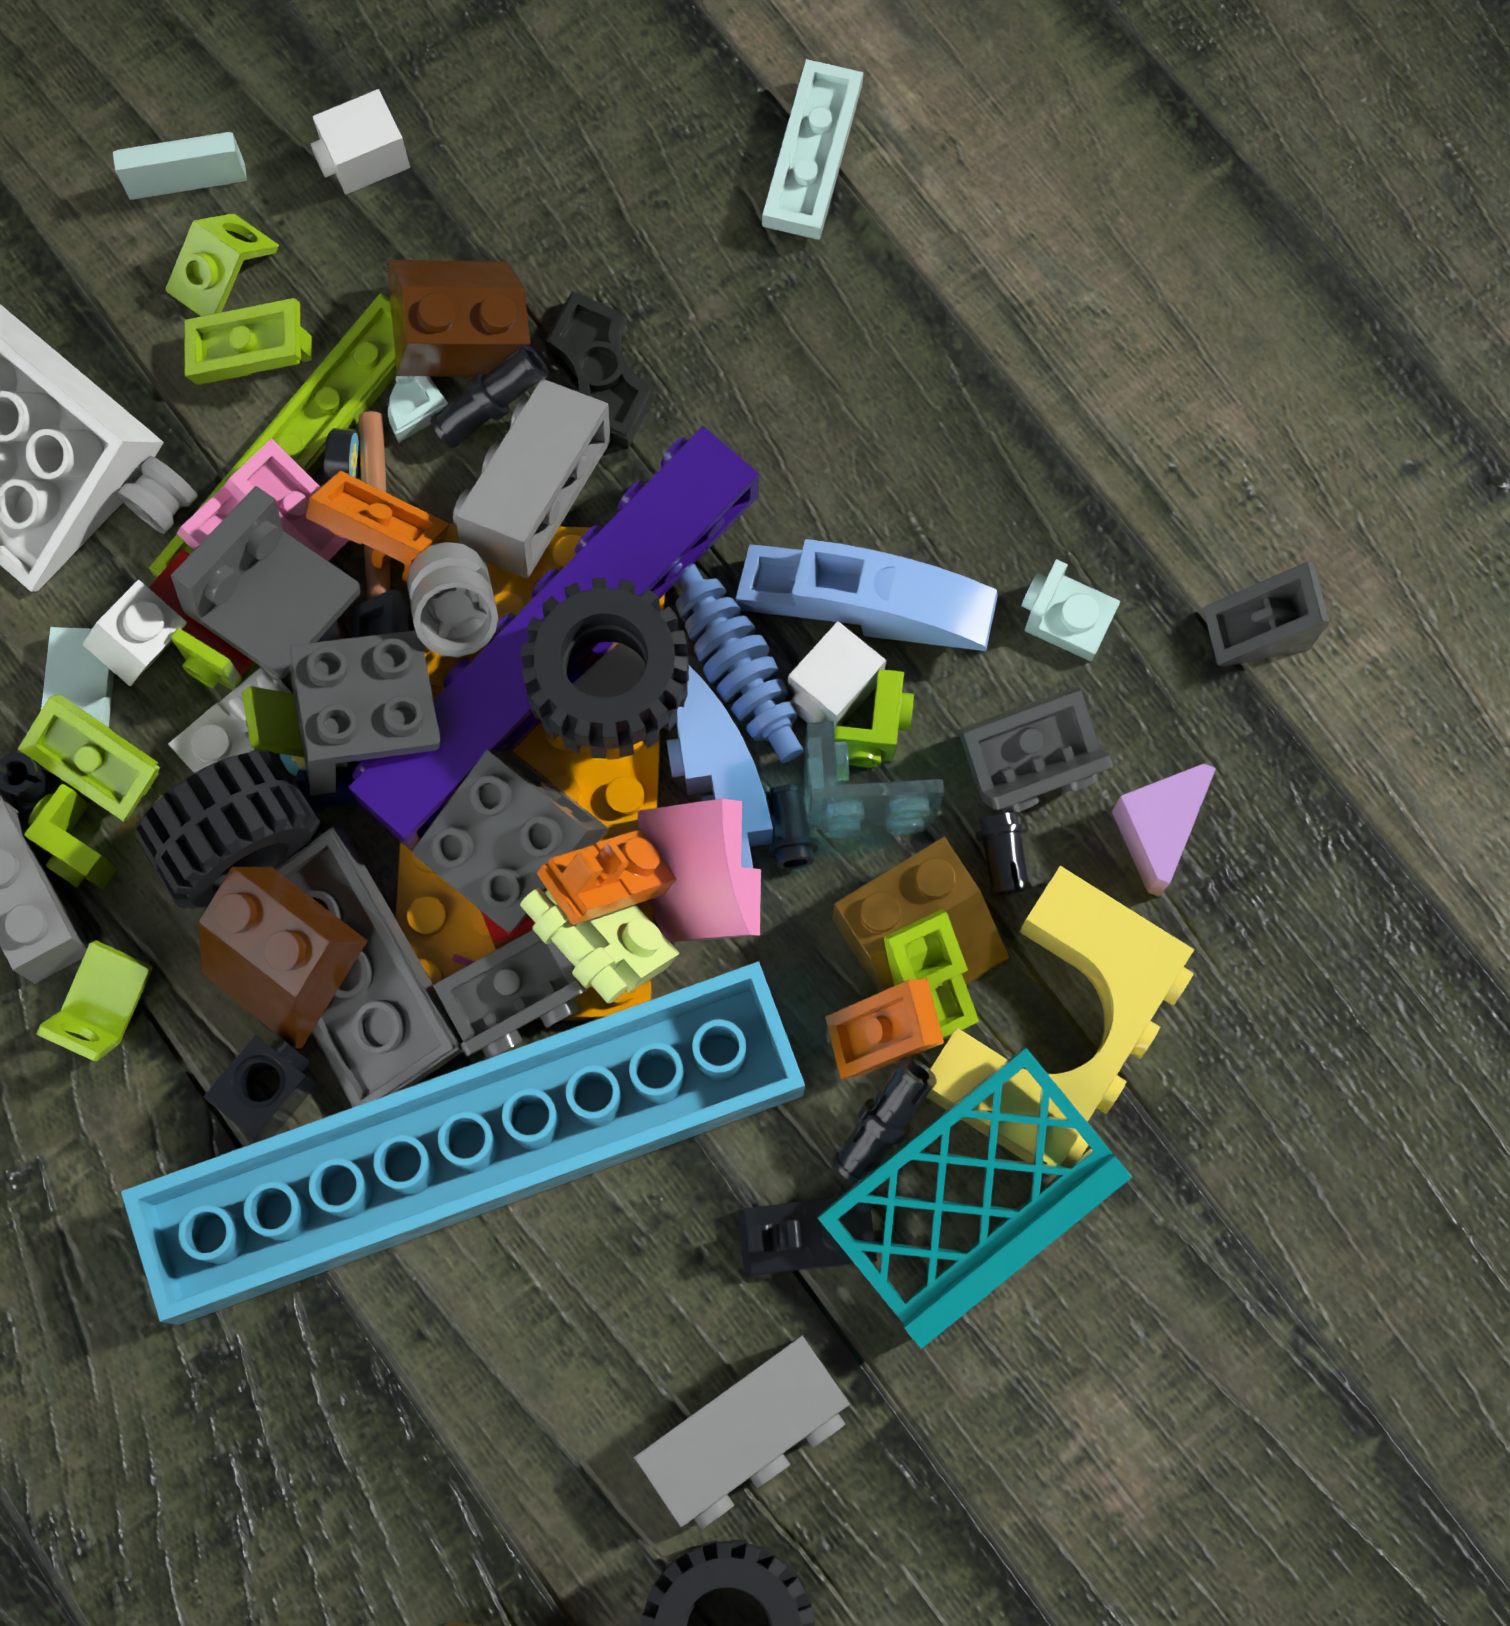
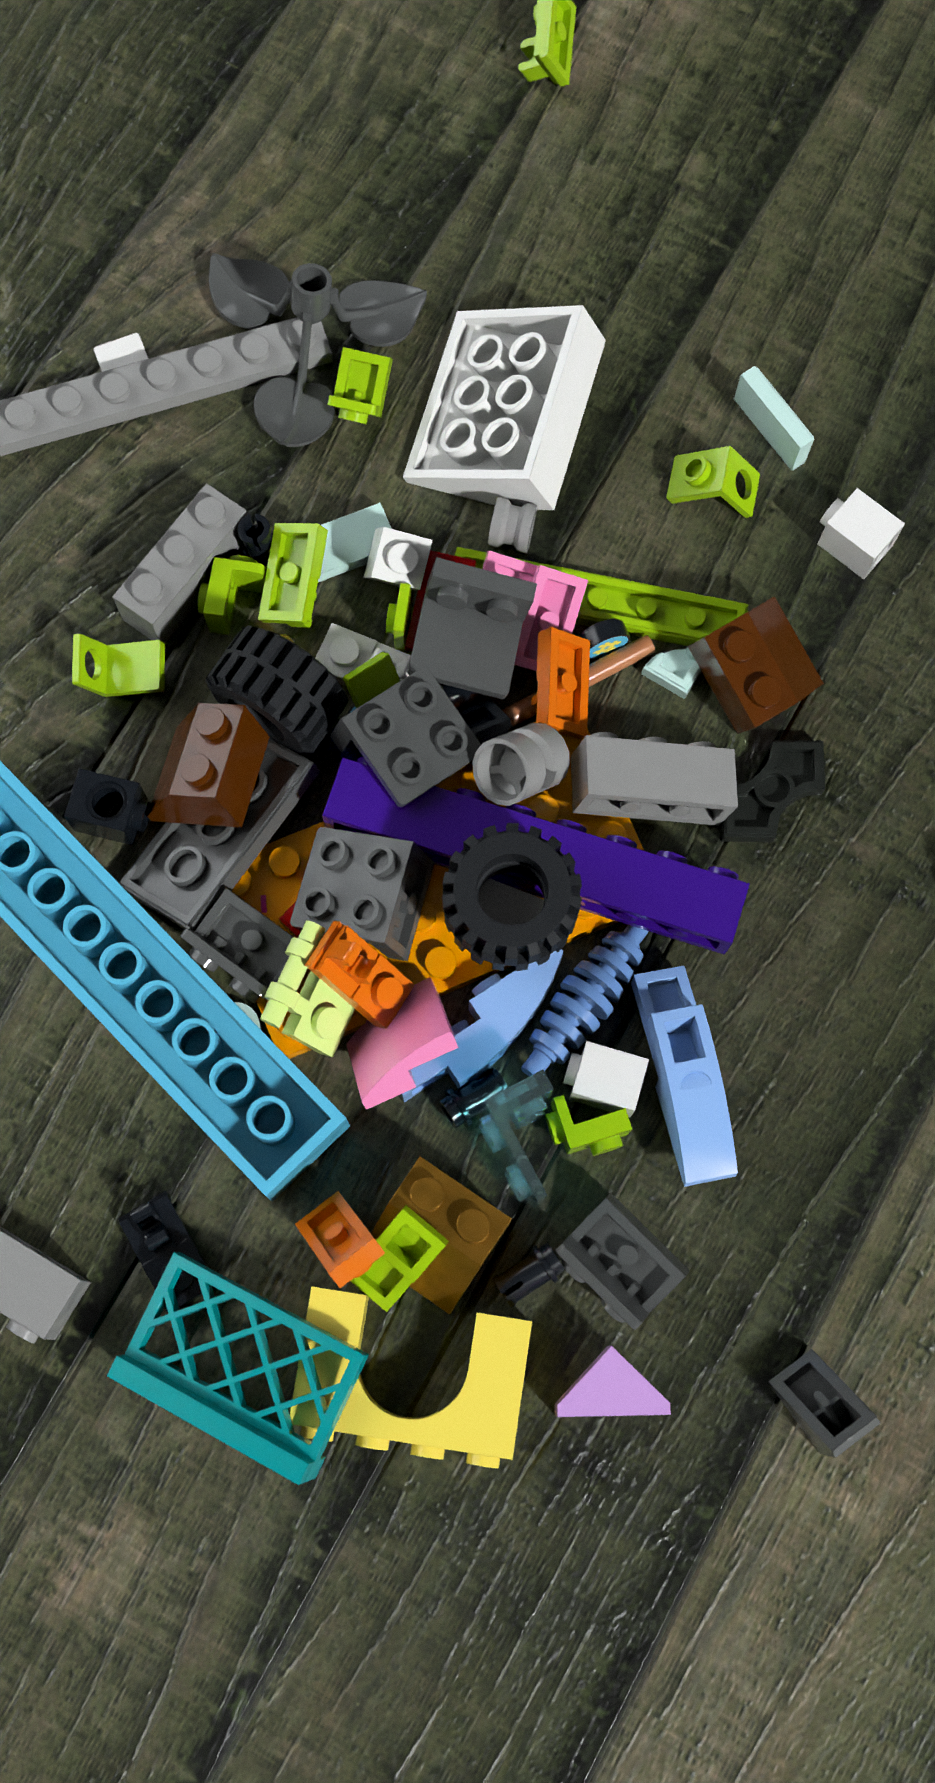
camera: 65 degrees right, 0 degrees up
(245, 341) = (659, 528): lime plate -> none
(489, 396) = (703, 718): black pin -> none
(884, 1119) = (272, 1271): black pin -> none
(1068, 612) = (752, 1240): light aqua bracket -> none

